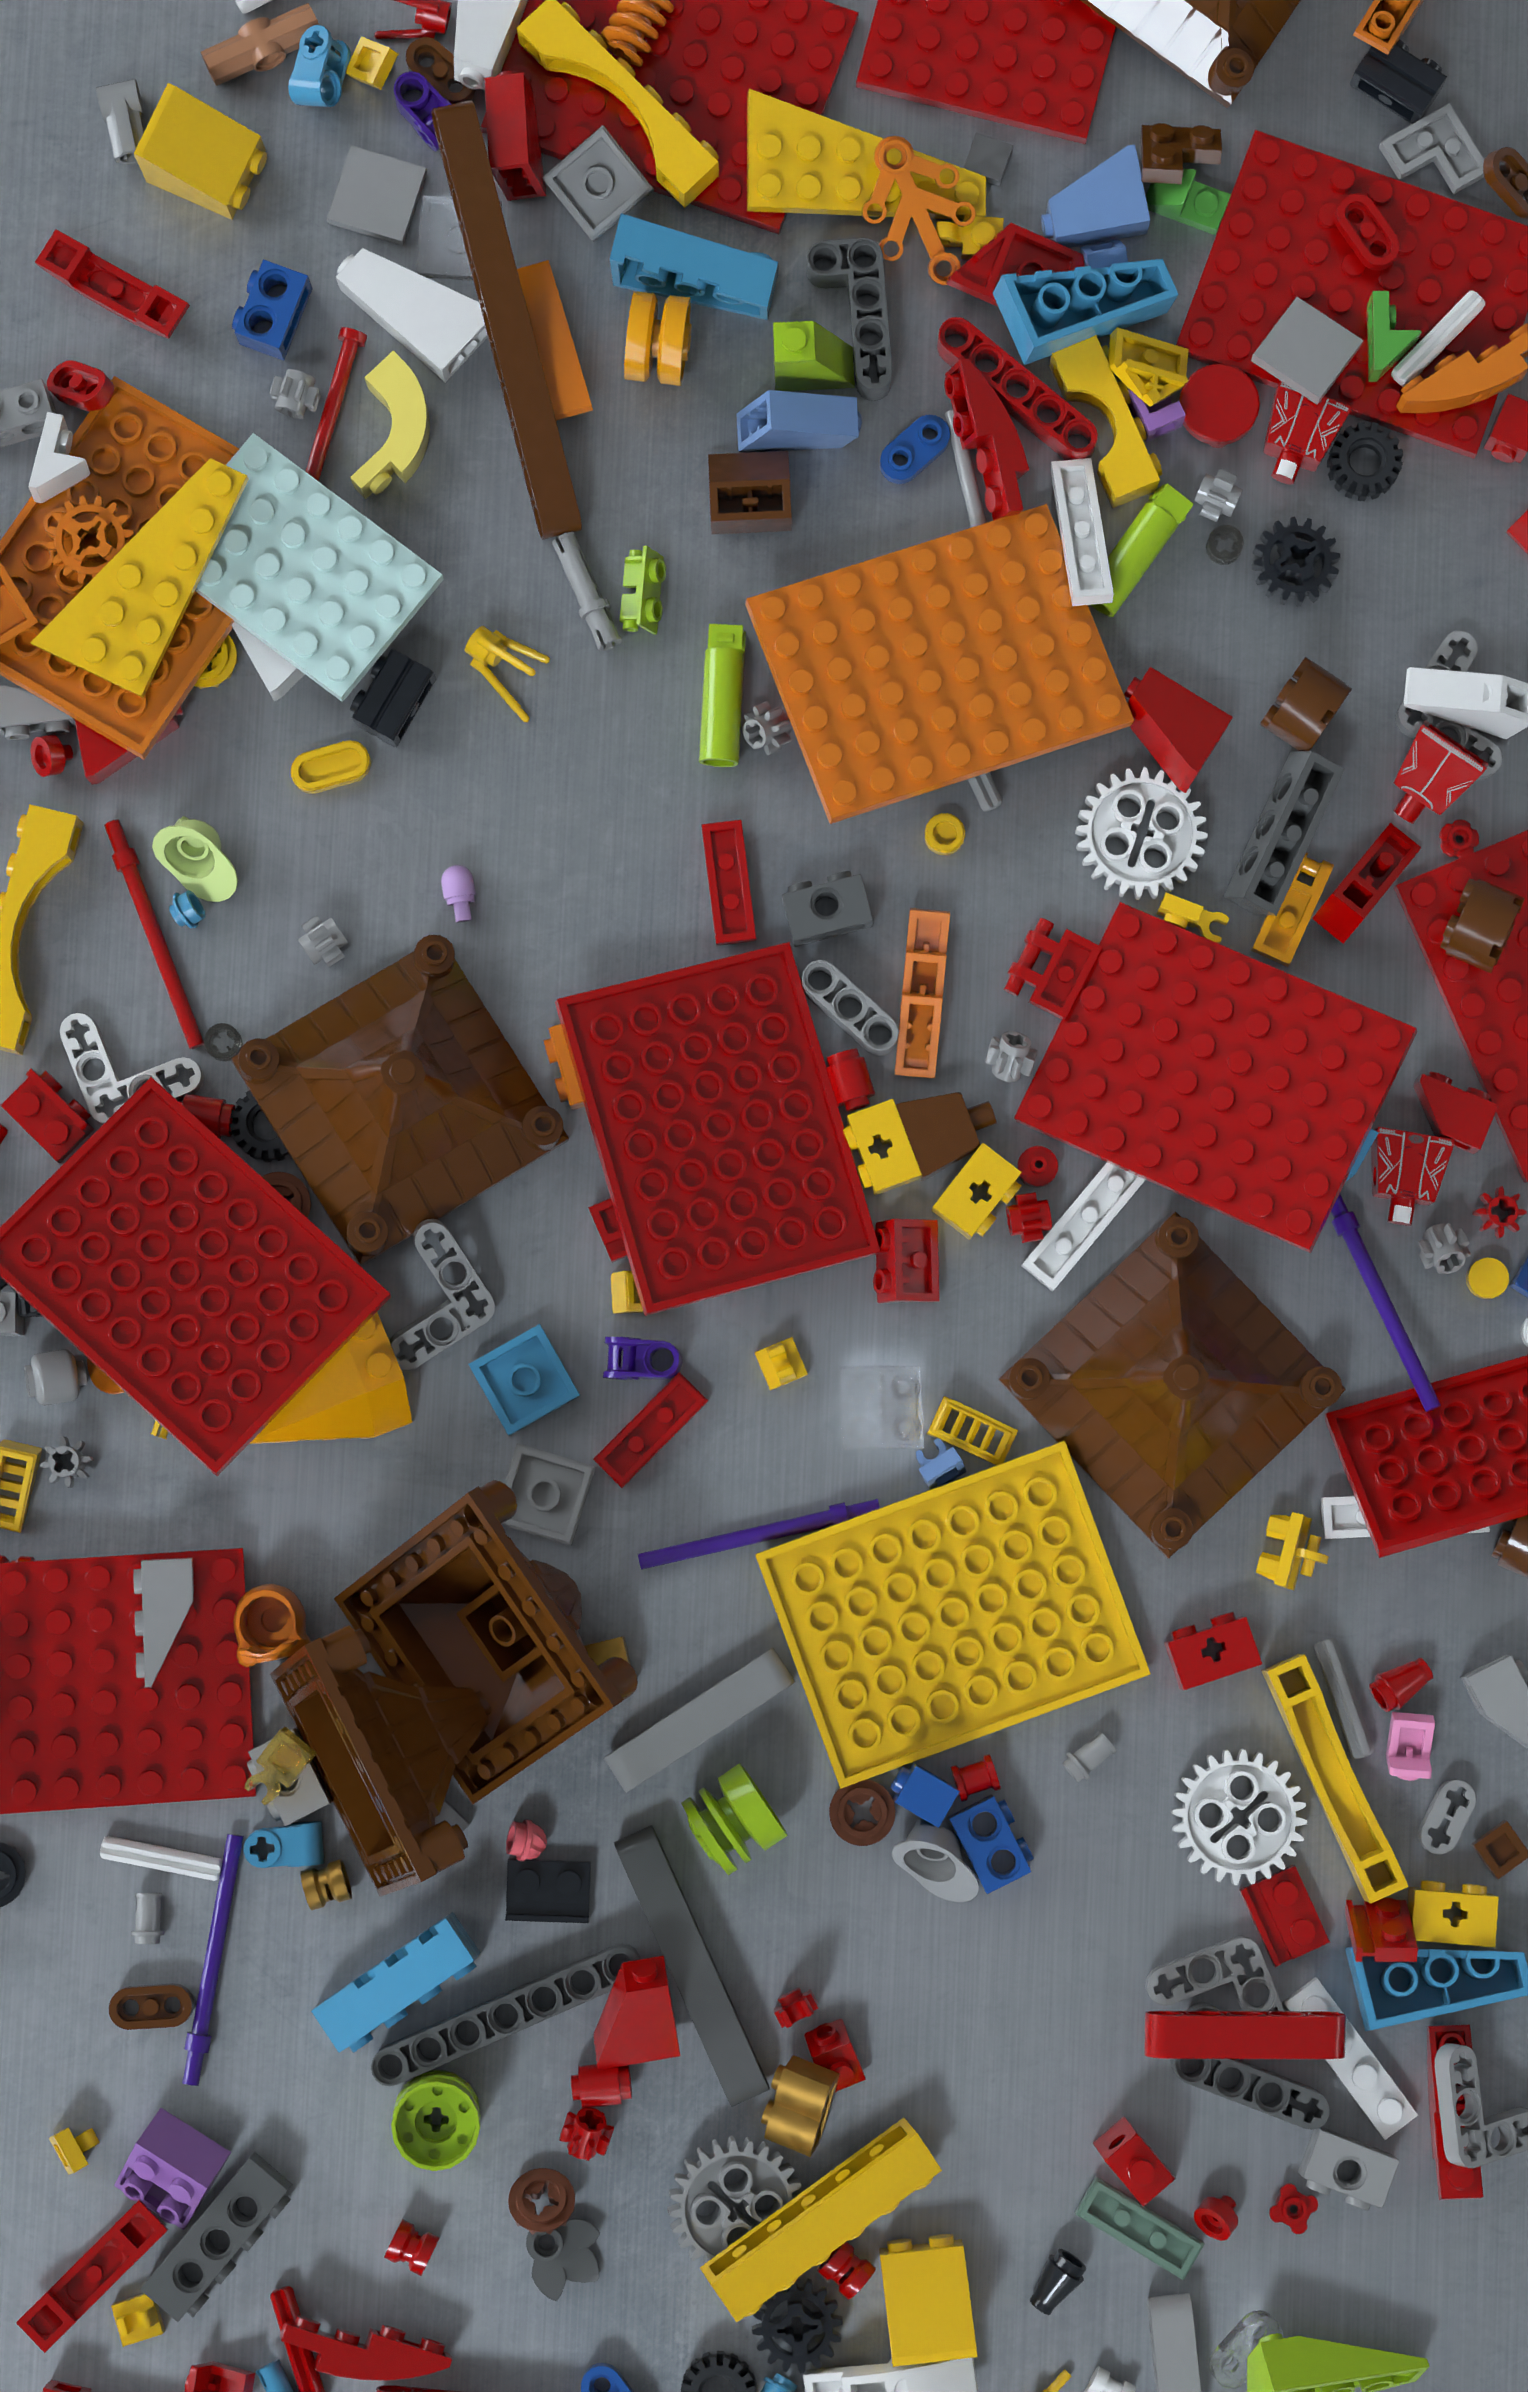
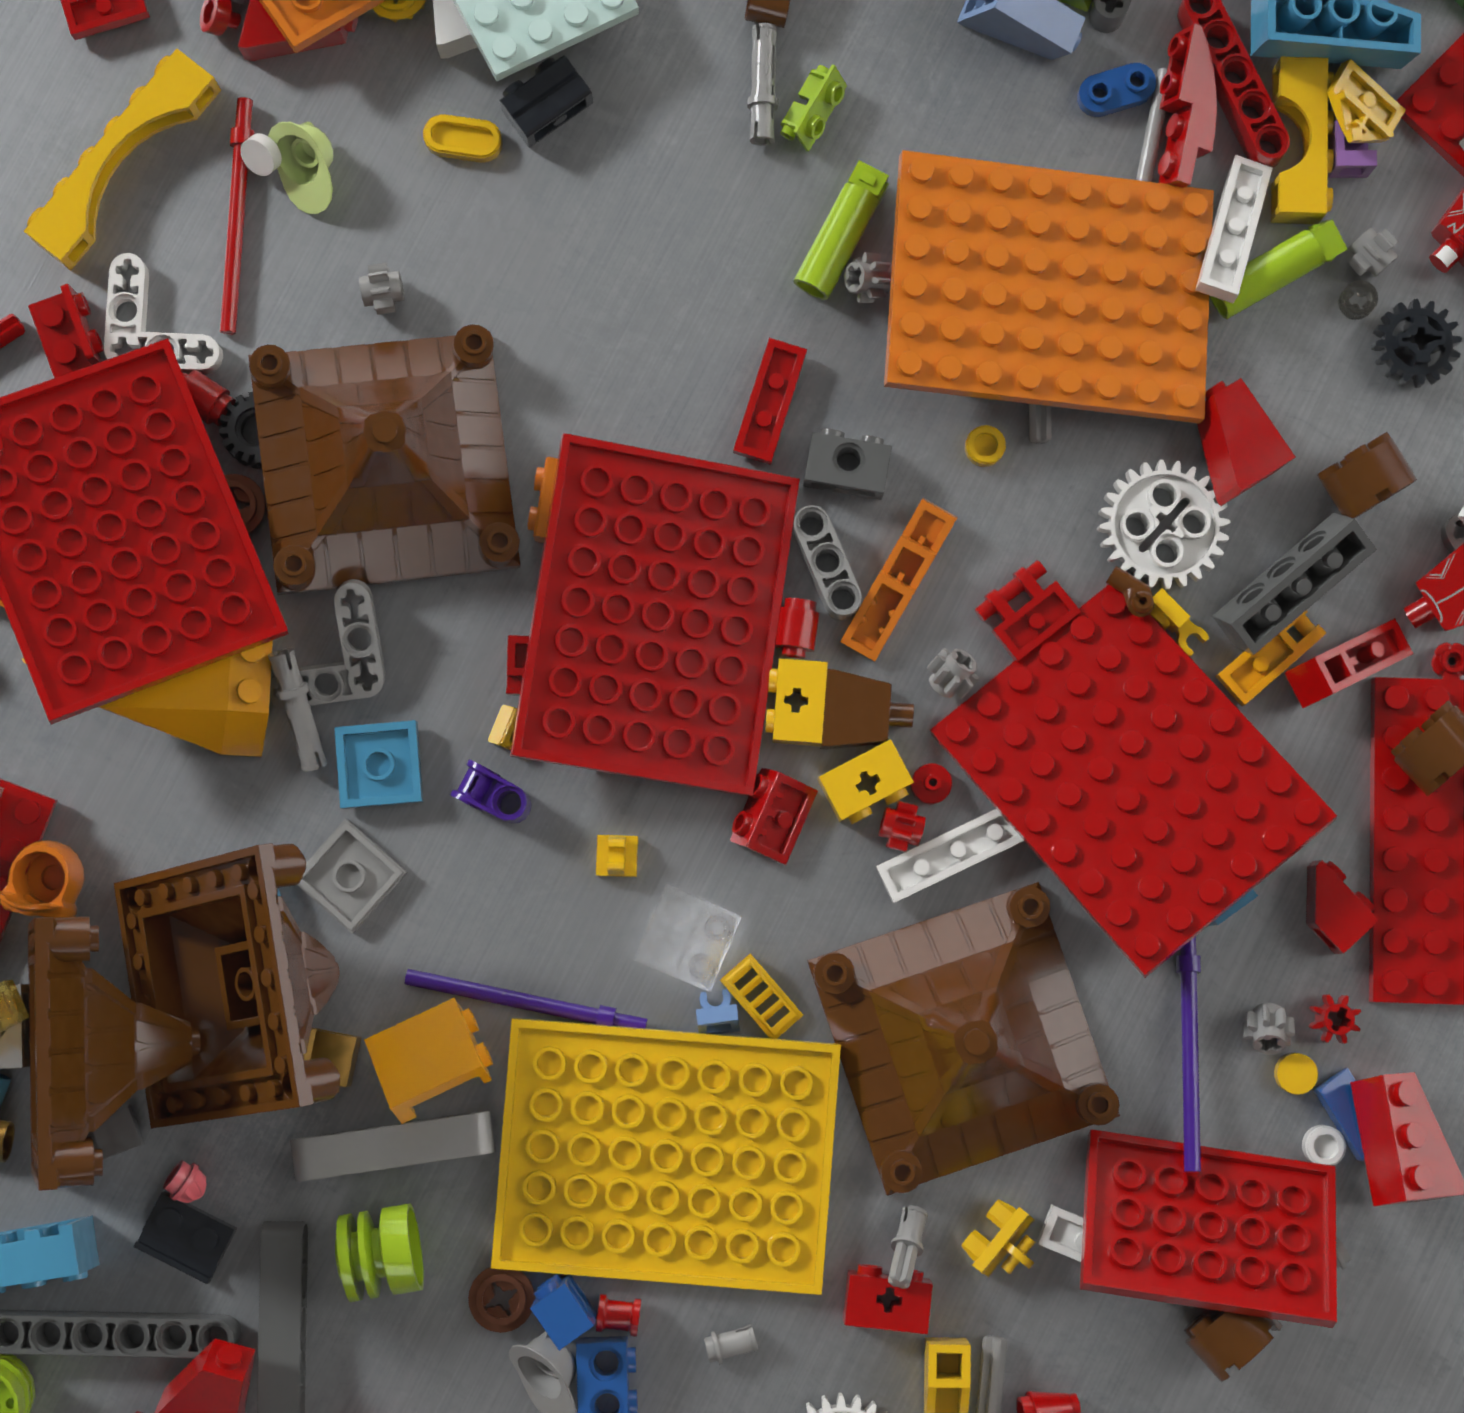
camera: 20 degrees right, 0 degrees up
(152, 867) = (261, 154): none -> white tile
(187, 909) = (275, 206): dark azure plate -> none
(214, 1051) = (250, 326): clear smoke bush -> none
(418, 1350) = (298, 711): none -> light grey pin
(459, 891) = (524, 299): lavender cylinder -> none
(490, 648) = (654, 97): yellow plant -> none
(650, 1430) = (471, 862): red tile -> none
(695, 1622) = (427, 1056): none -> light orange panel
(750, 492) = (949, 61): reddish brown slope -> none
(1143, 907) = (1135, 592): none -> reddish brown arm
(1207, 1593) = (907, 1245): none -> light grey axle
(1219, 404) = (1411, 172): red tile -> none
(1408, 1170) = (1268, 942): red torso -> none

